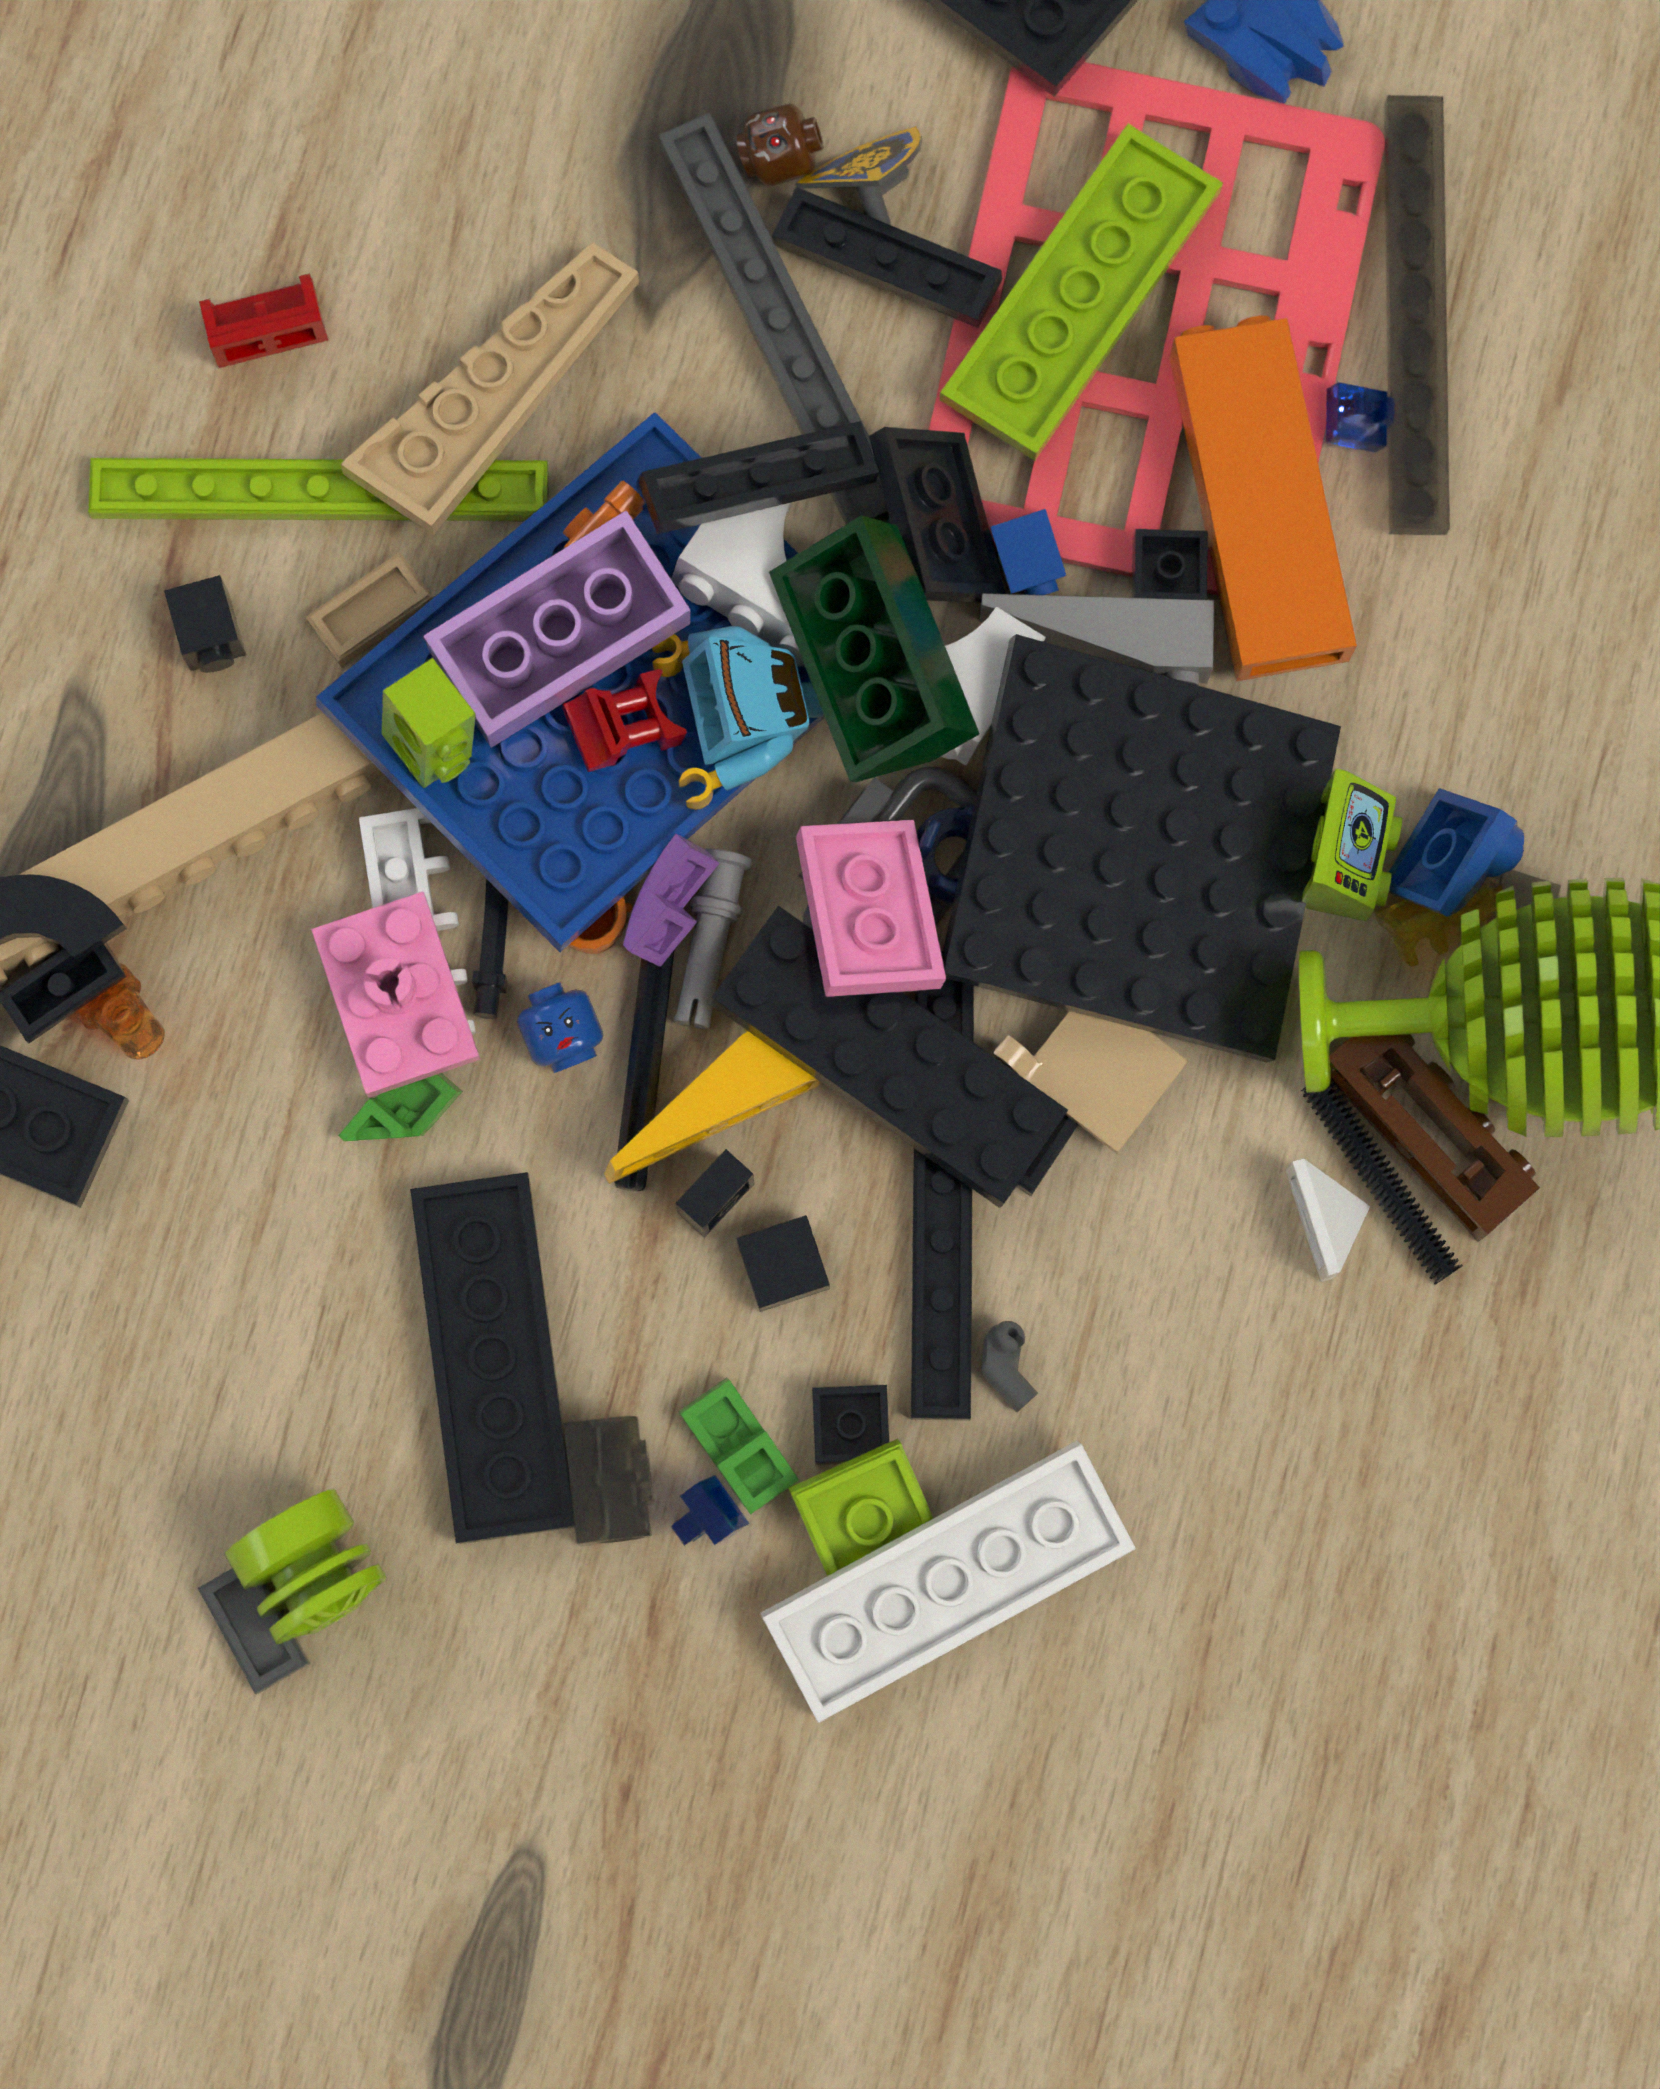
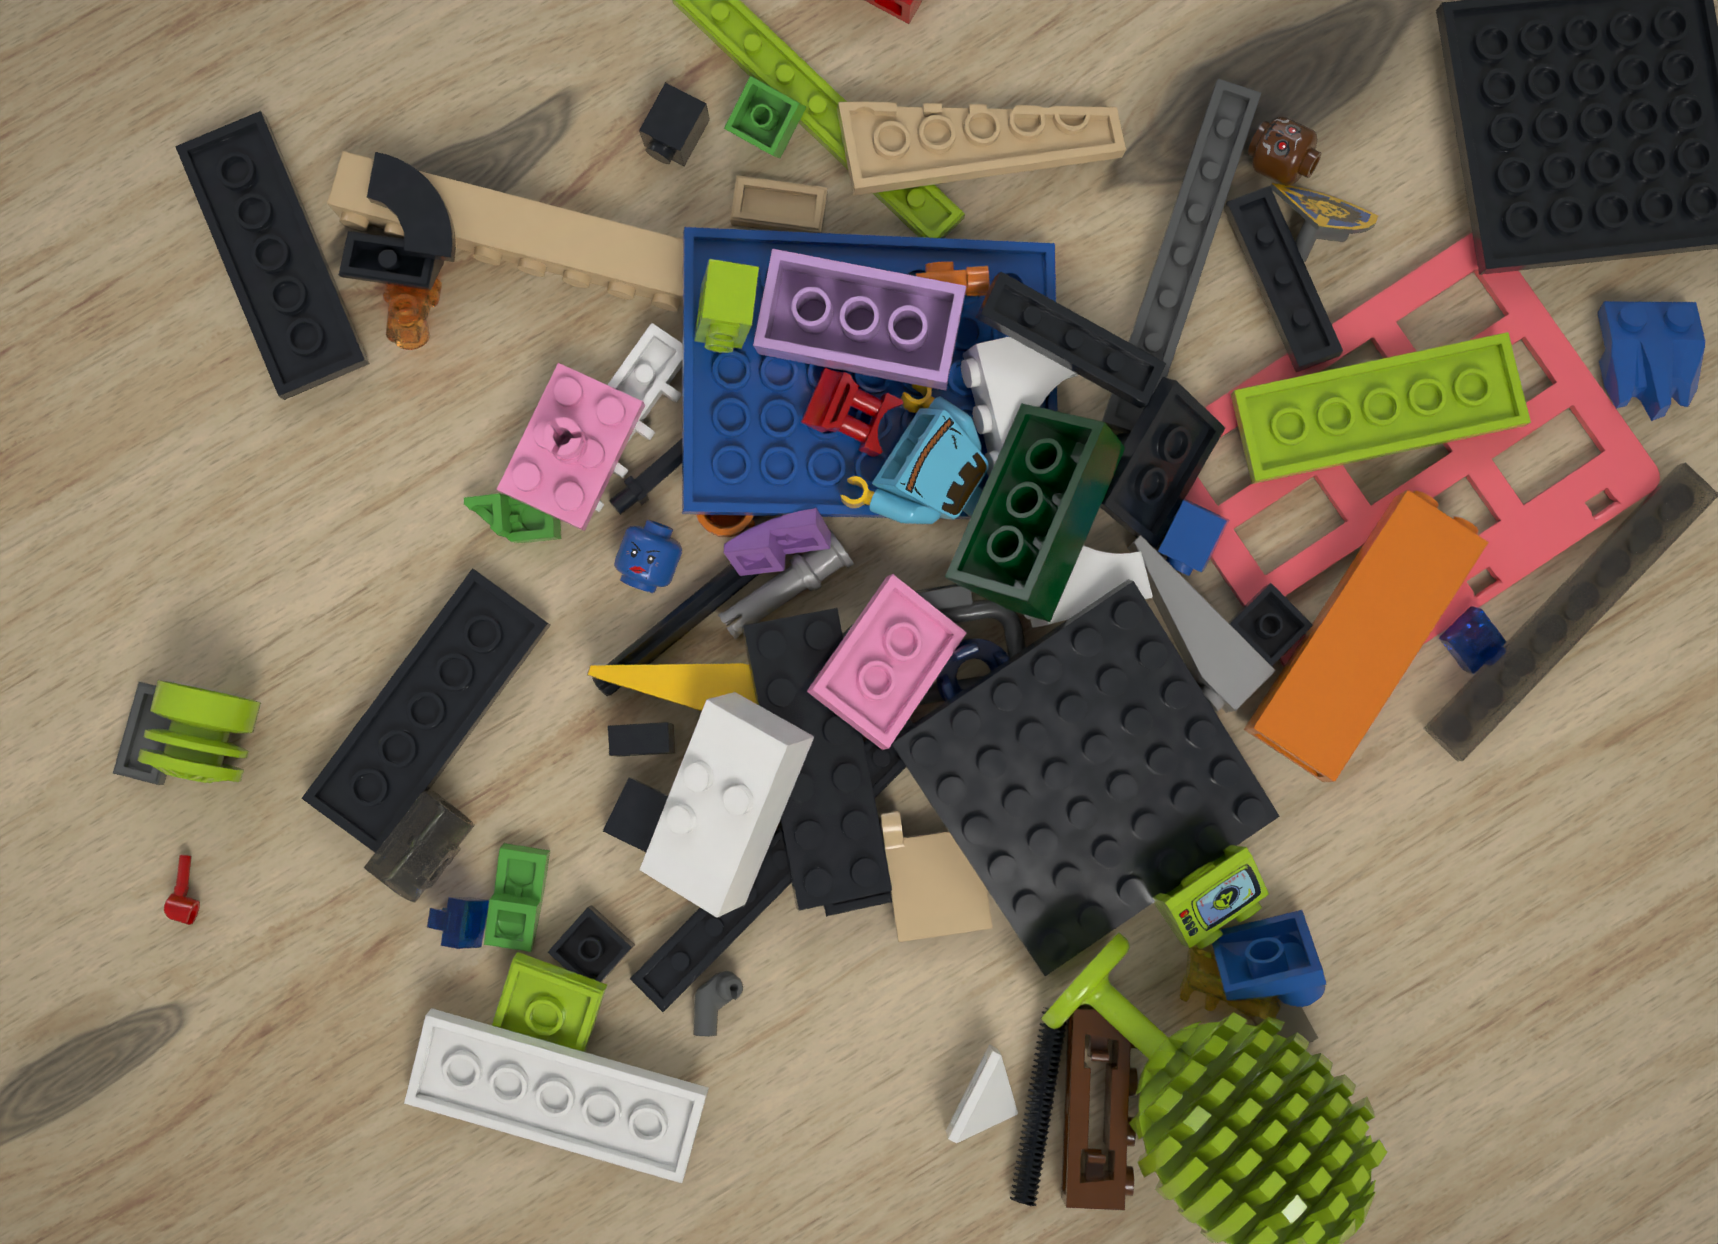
camera: 45 degrees right, 5 degrees up
(282, 540) = (765, 117): none -> bright green piece
(438, 1754) = (178, 906): none -> red hand
(849, 1167) = (726, 803): none -> white brick

